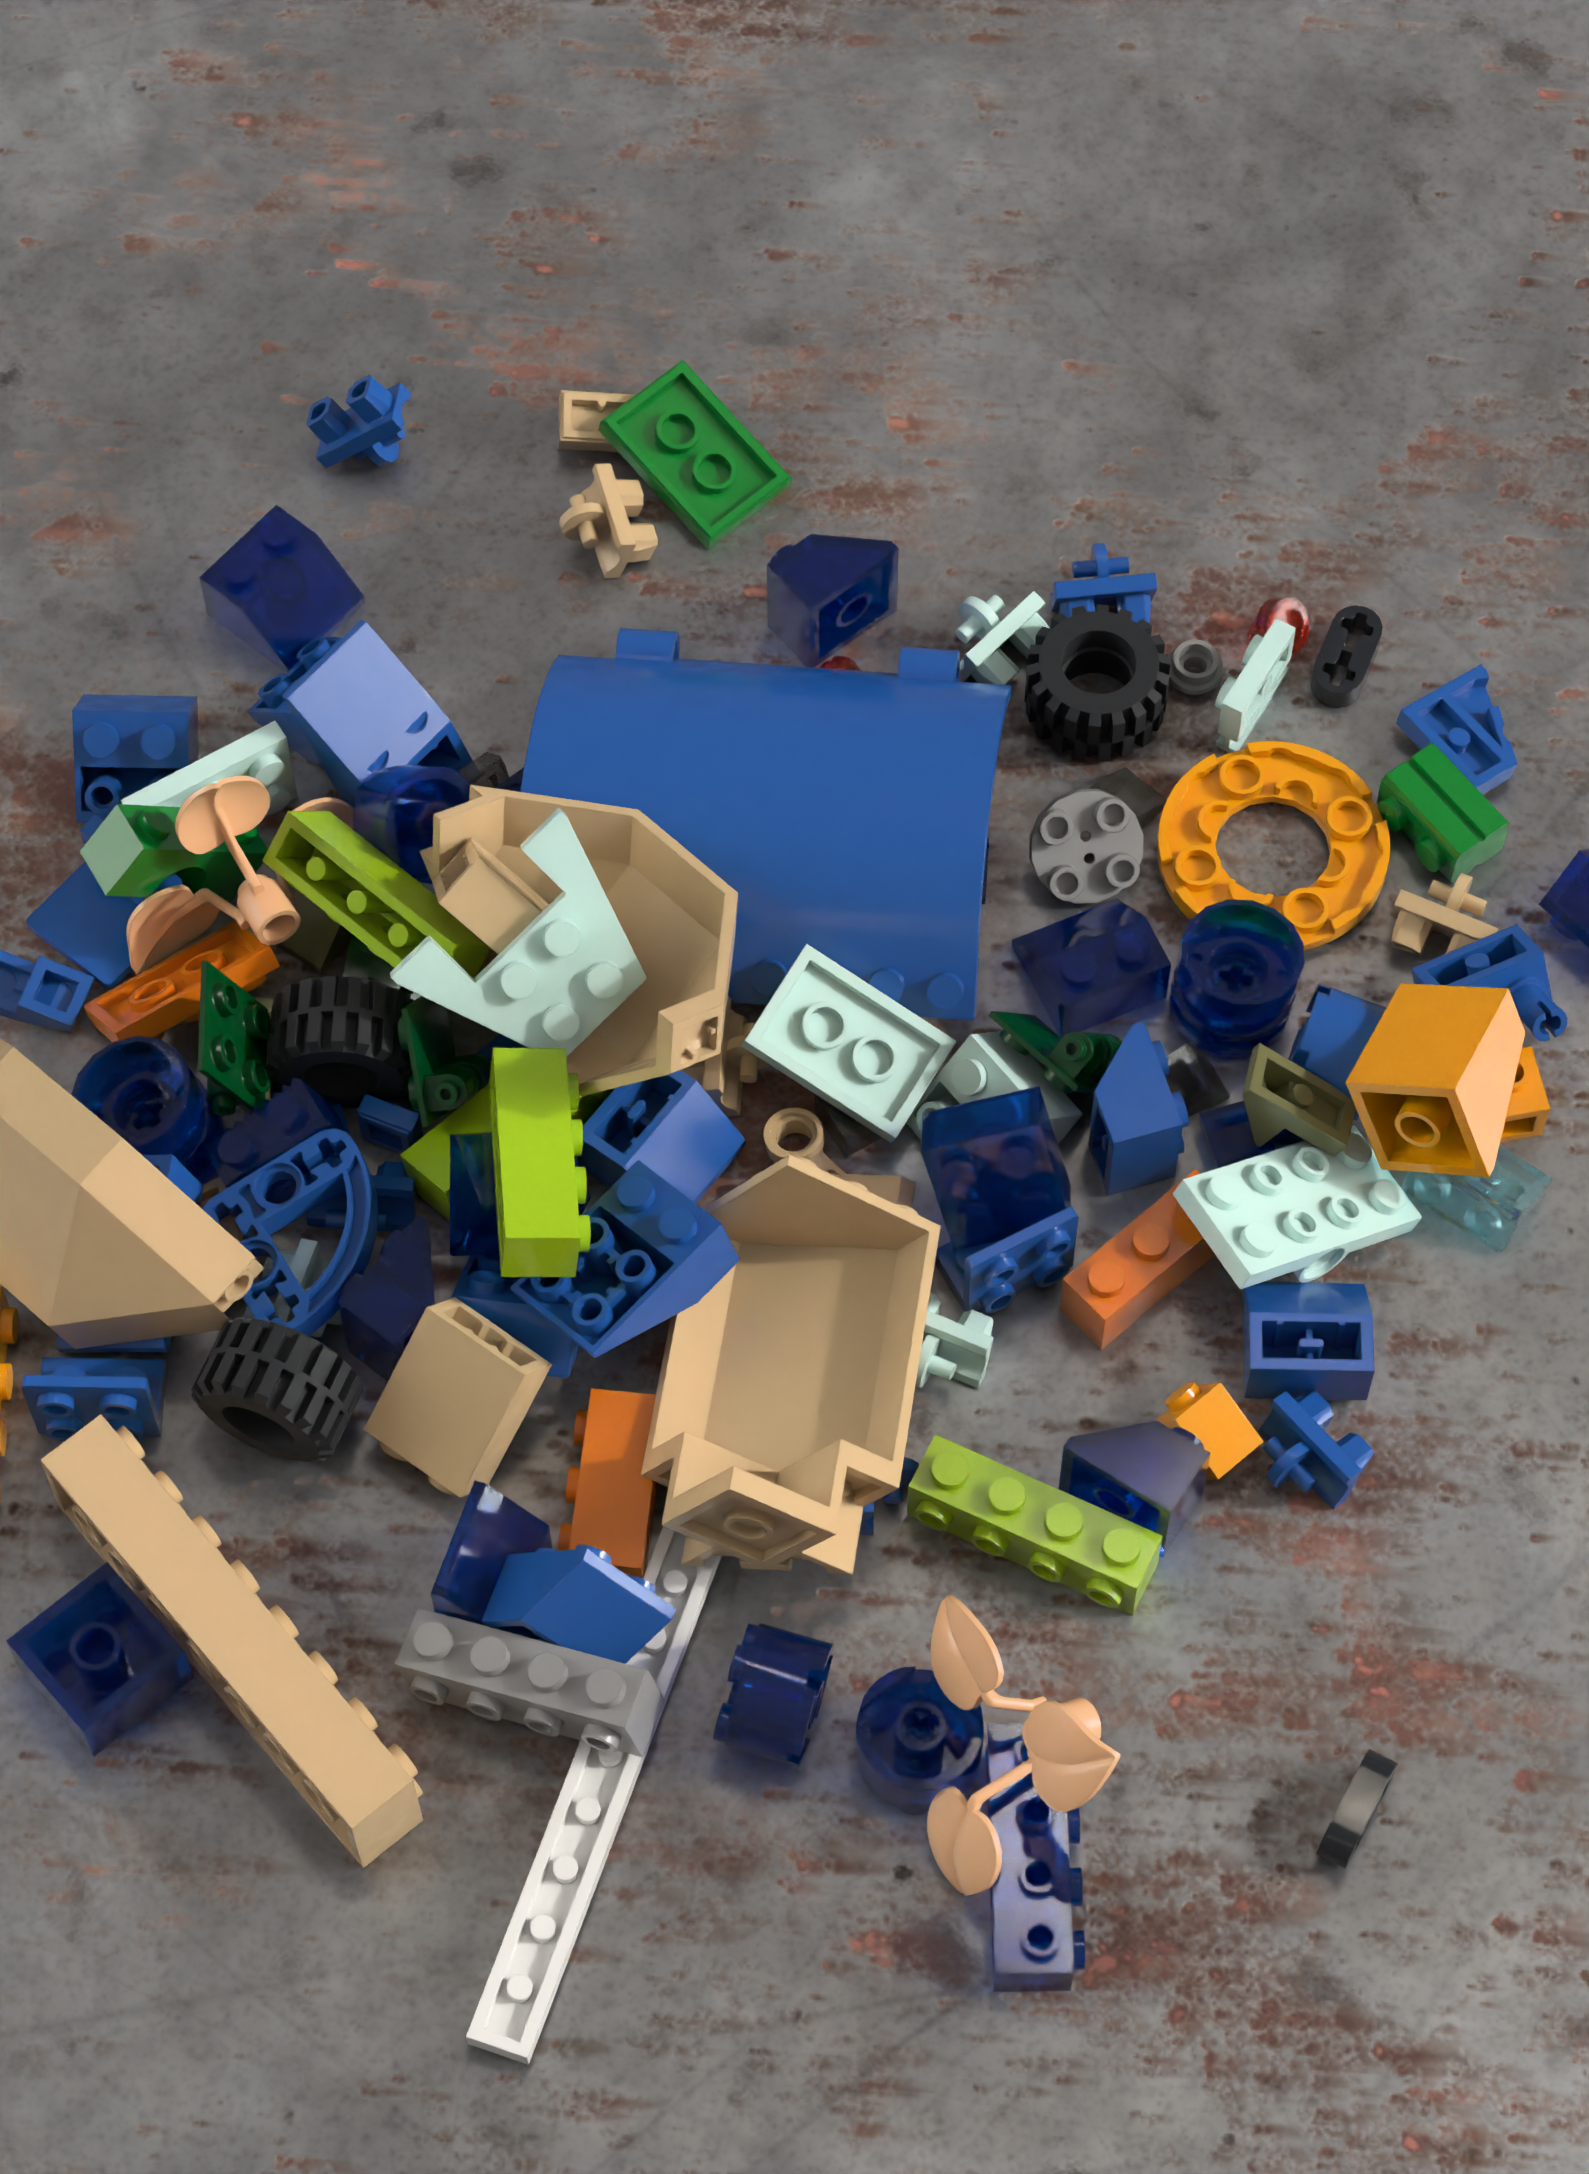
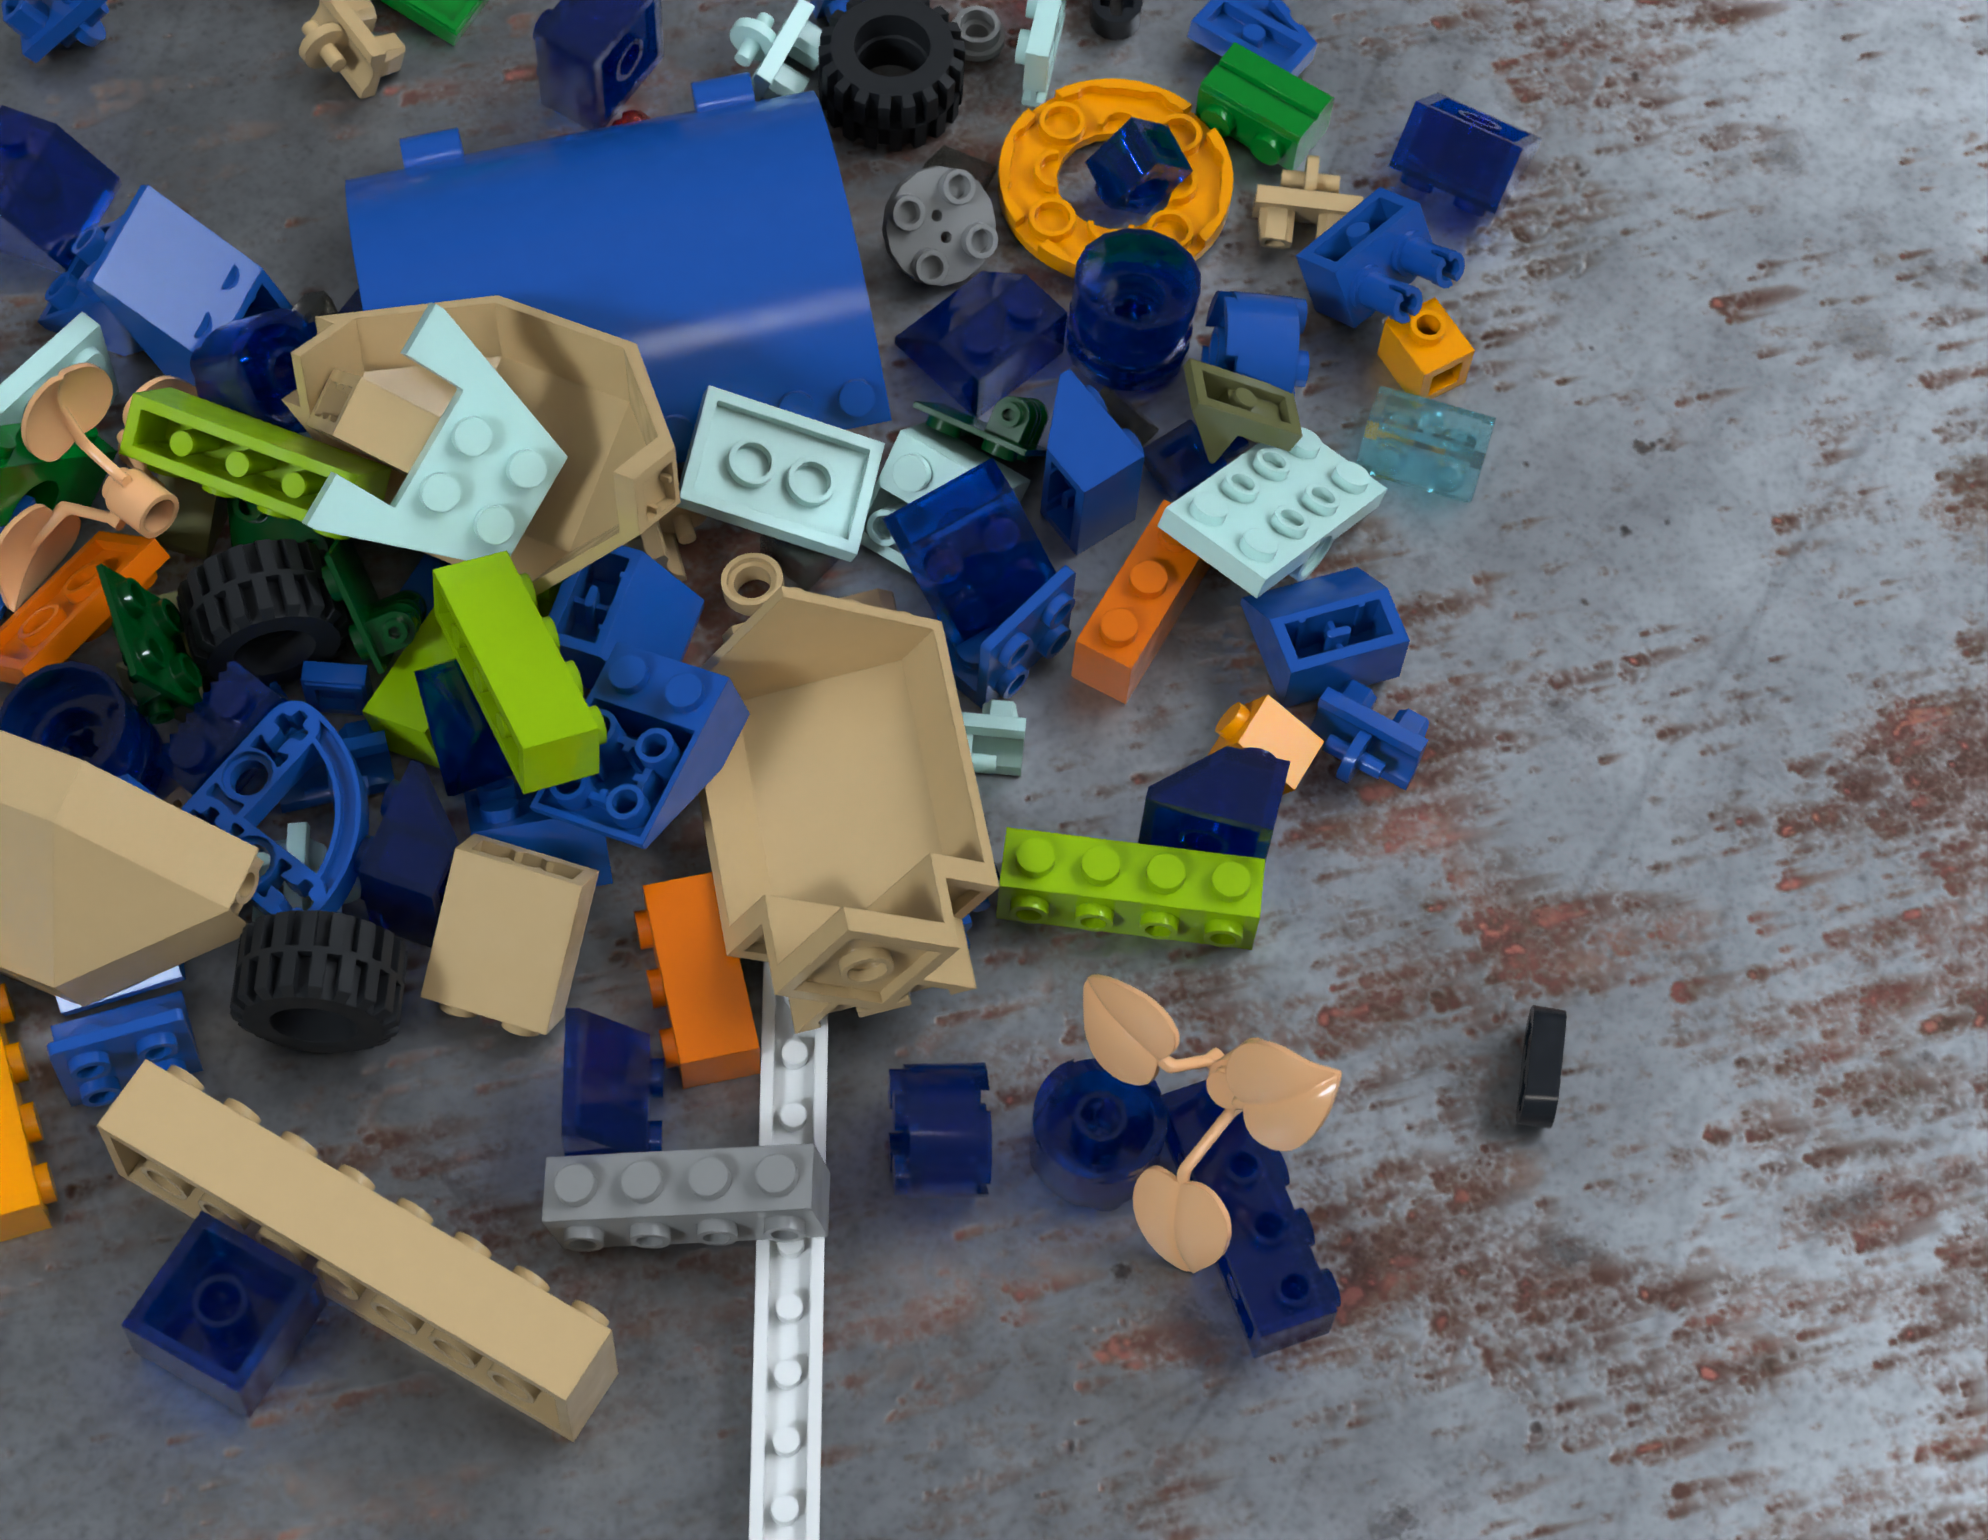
camera: 25 degrees left, 0 degrees up
(577, 1602) = (710, 1099): blue slope -> none
(1296, 839) = (1138, 166): none -> clear blue brick
(1439, 1078) = (1371, 346): light orange slope -> none

